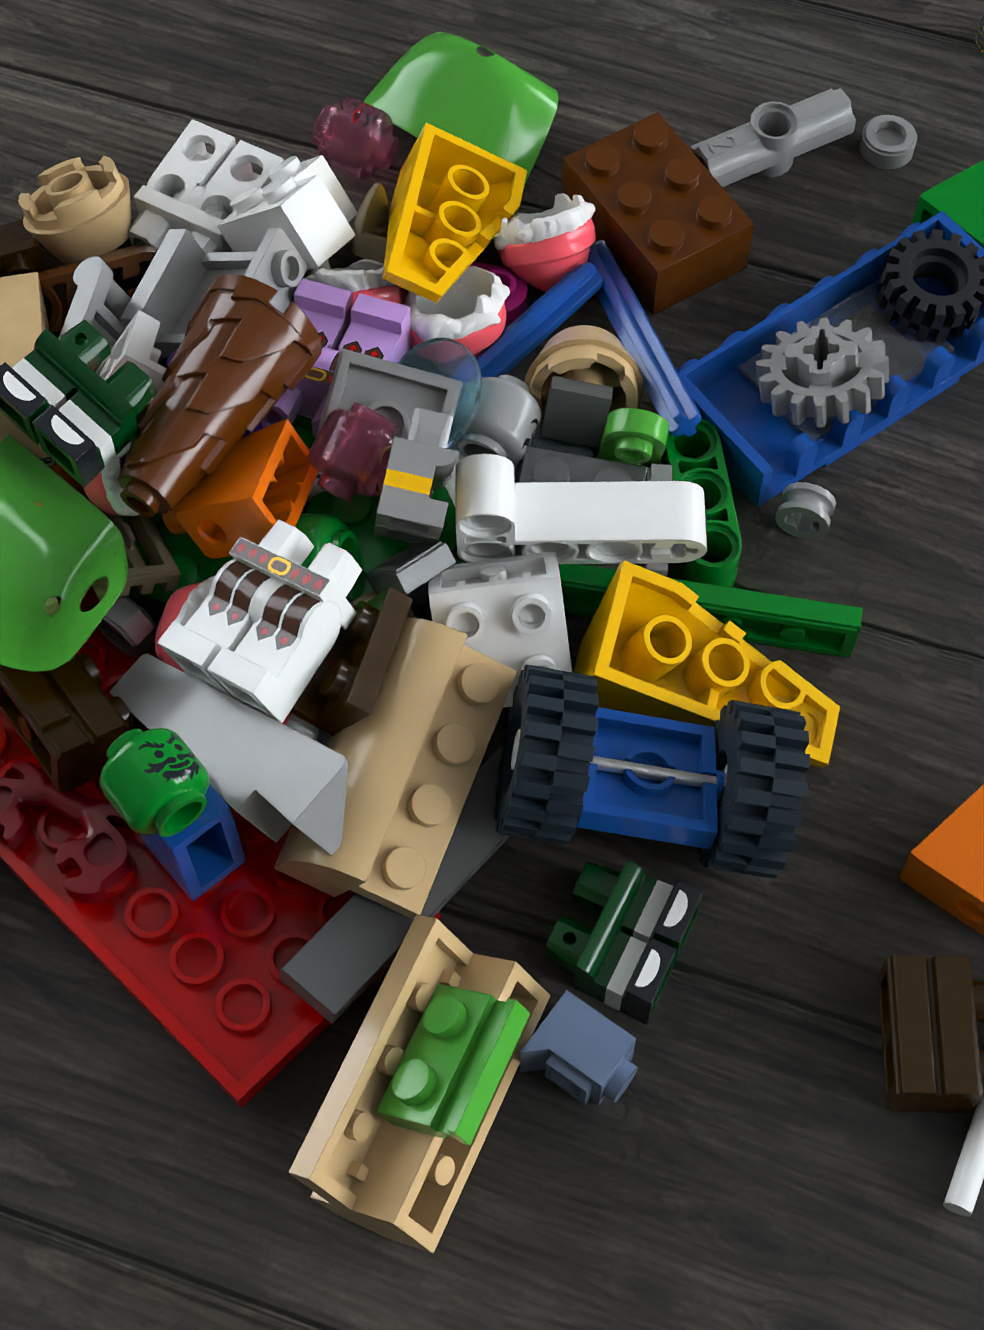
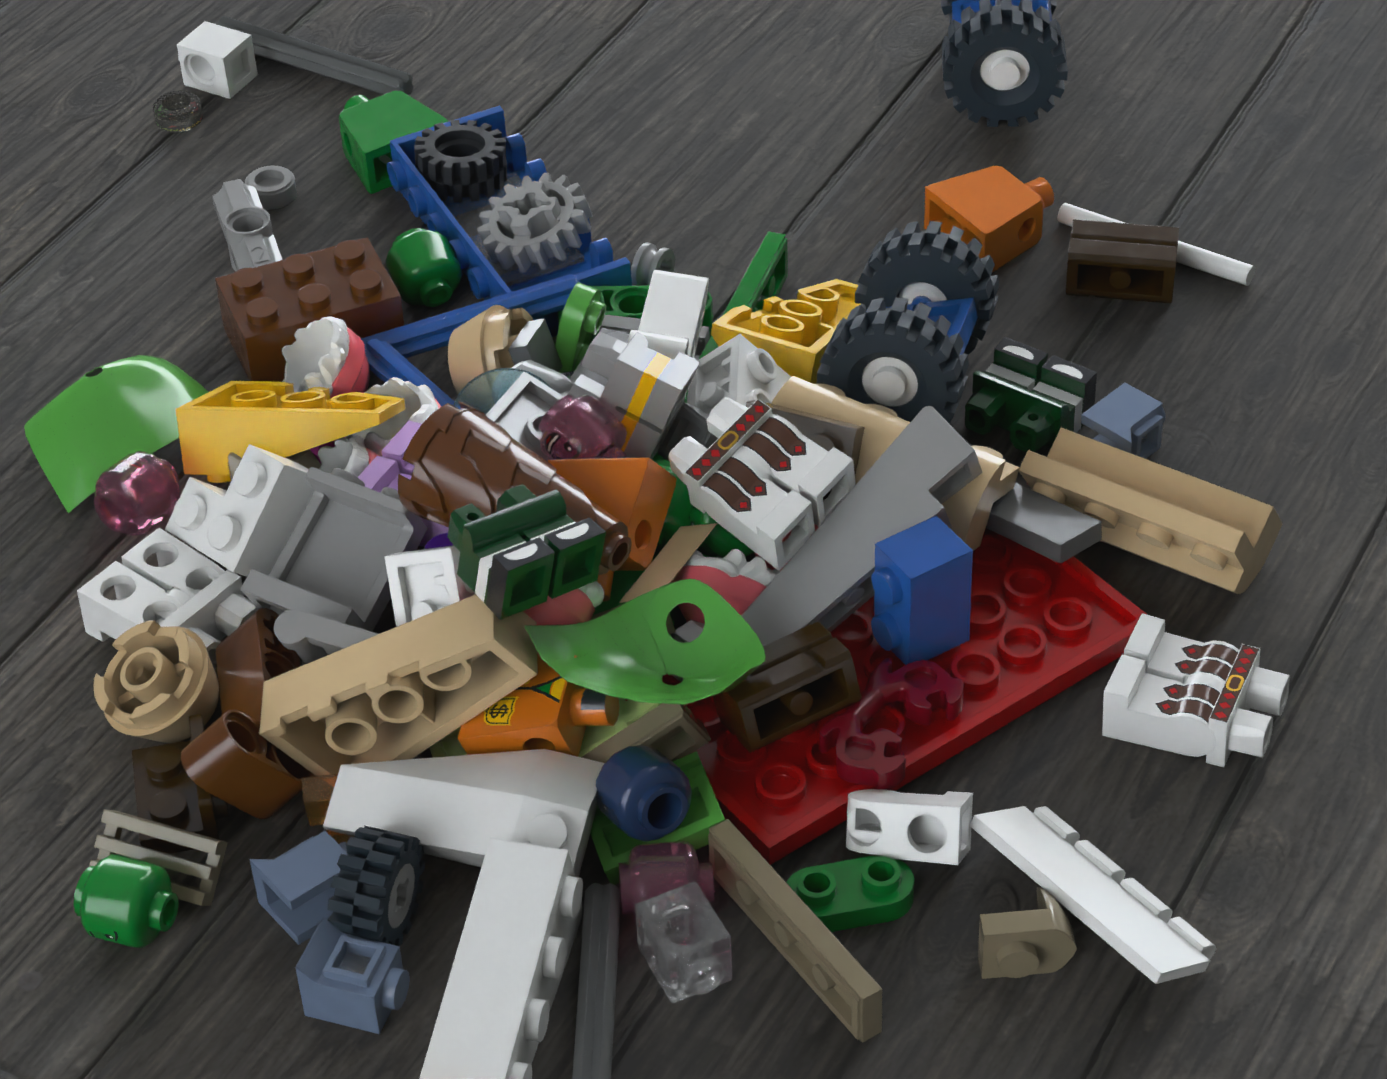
camera: 80 degrees left, 20 degrees down
(125, 1150) = (1191, 695): none -> white hips
(154, 781) = (925, 525): green head -> none
(178, 563) = (670, 559): none -> tan sticker
(453, 1063) = (1149, 455): bright green plate -> none
(751, 291) = (422, 266): none -> green head

